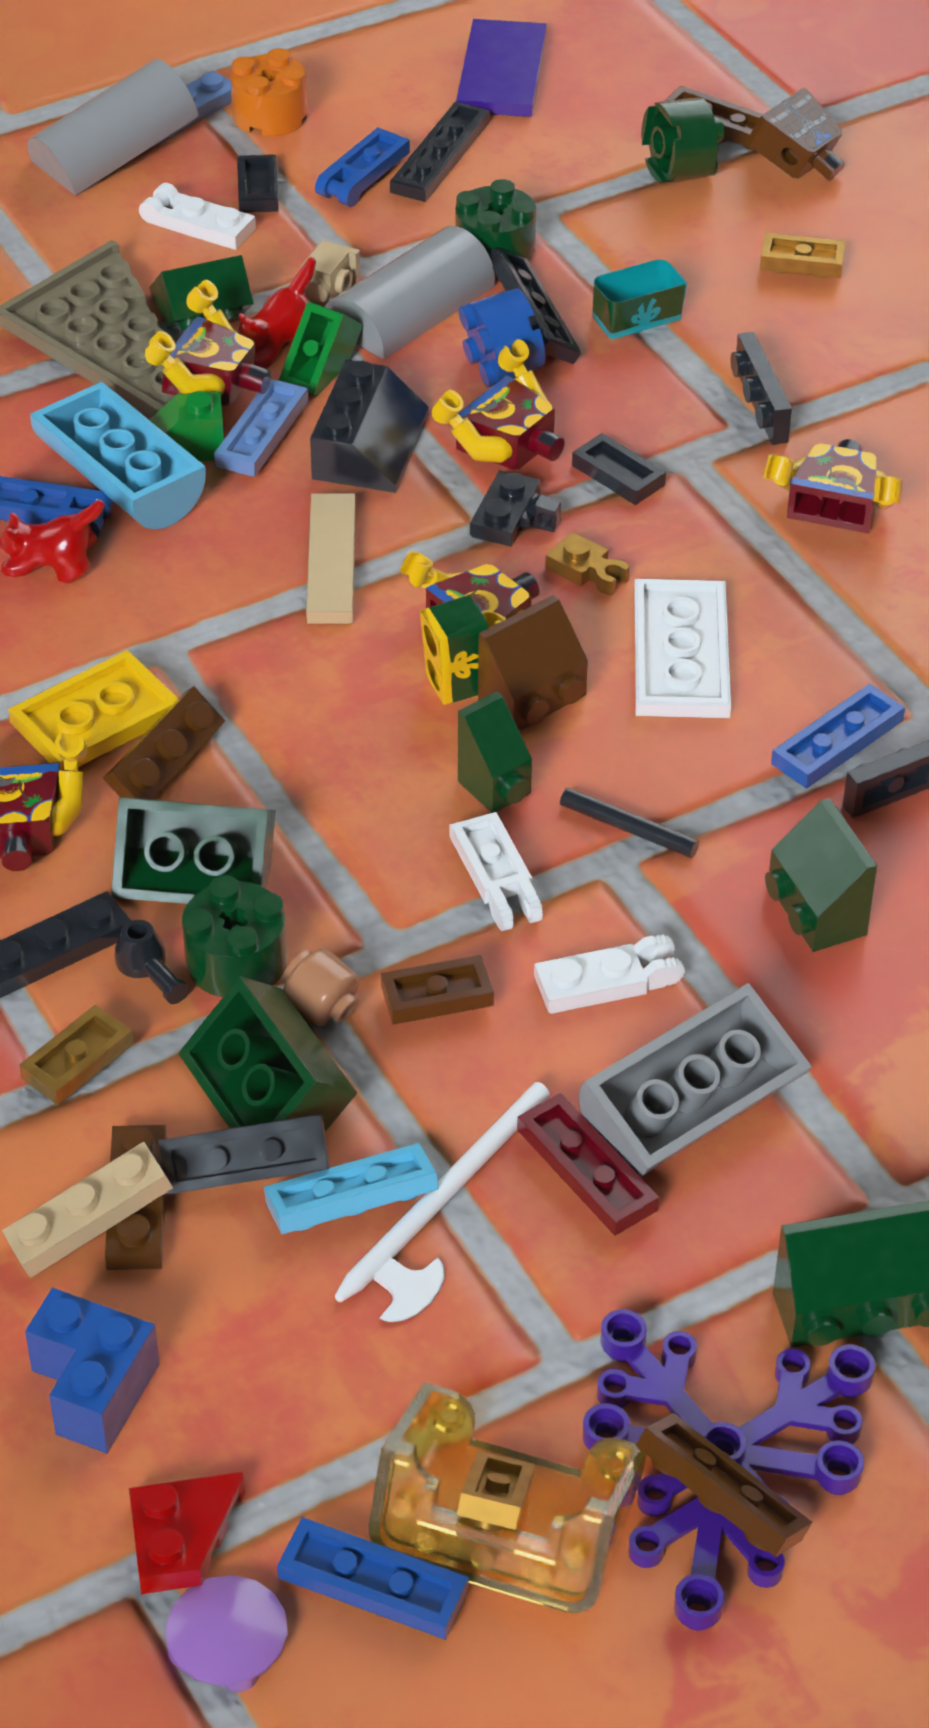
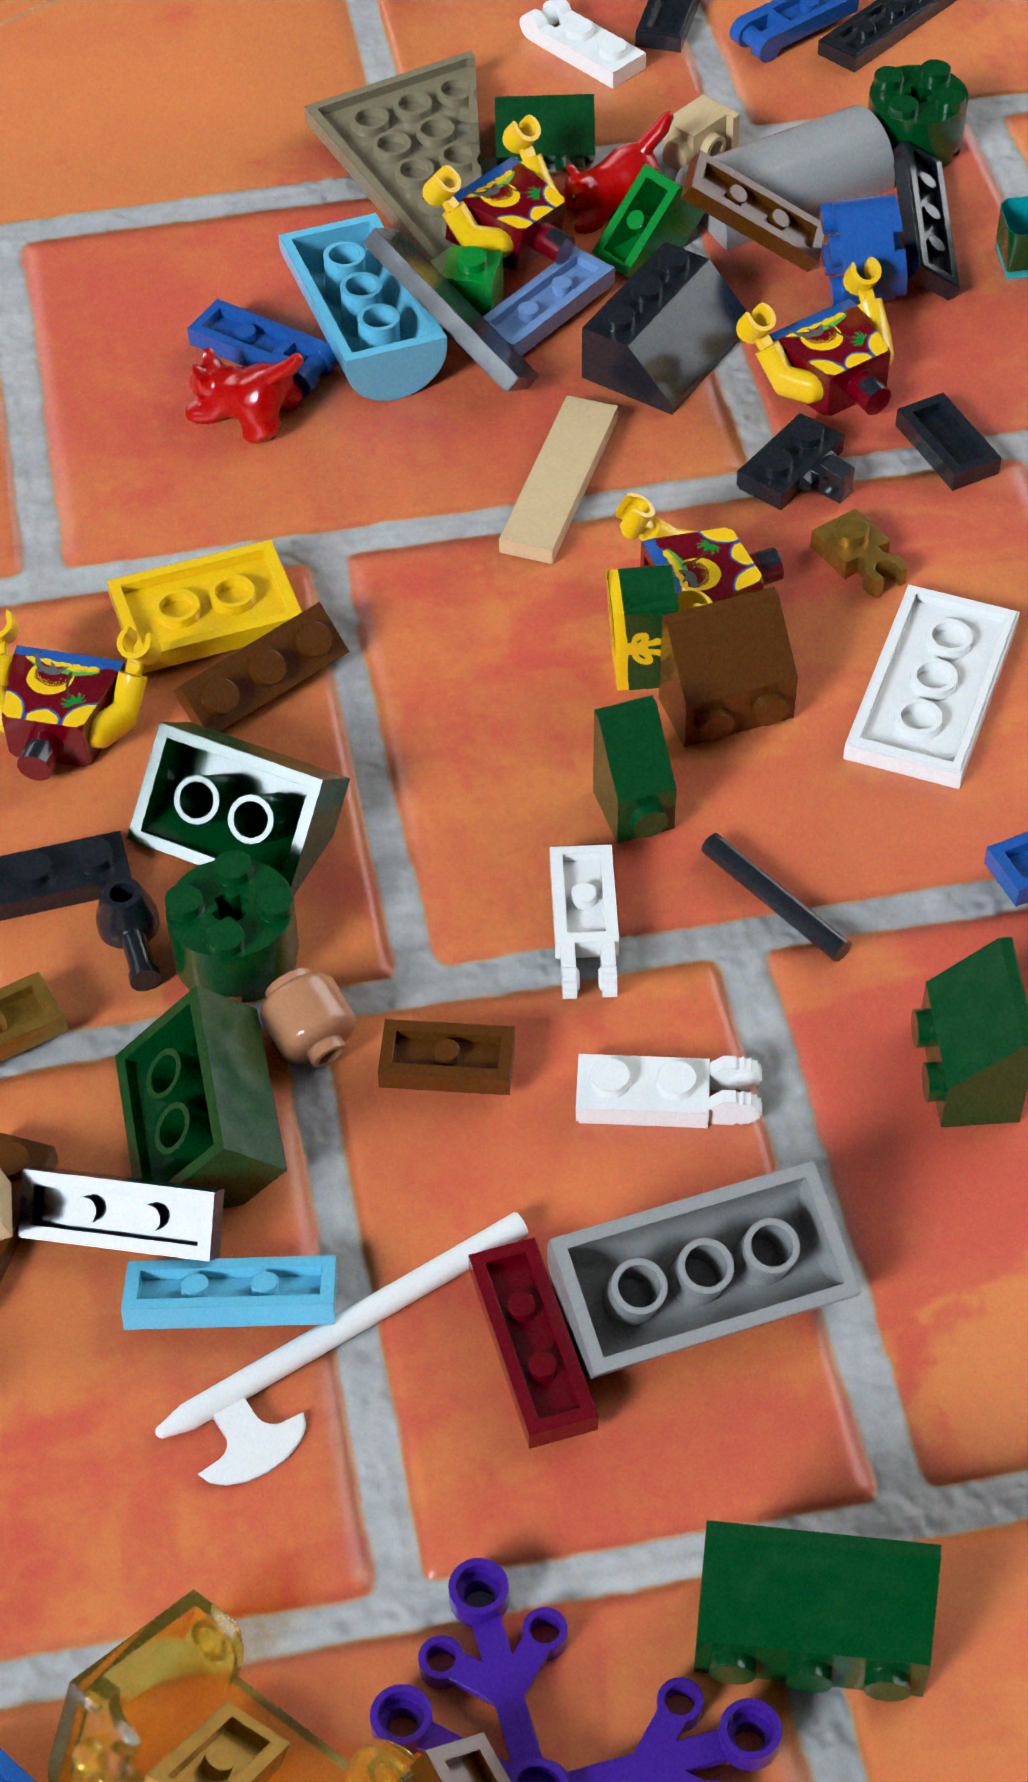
camera: 20 degrees right, 5 degrees up
(197, 444) = (450, 309): none -> tile
(403, 323) = (753, 211): none -> reddish brown plate

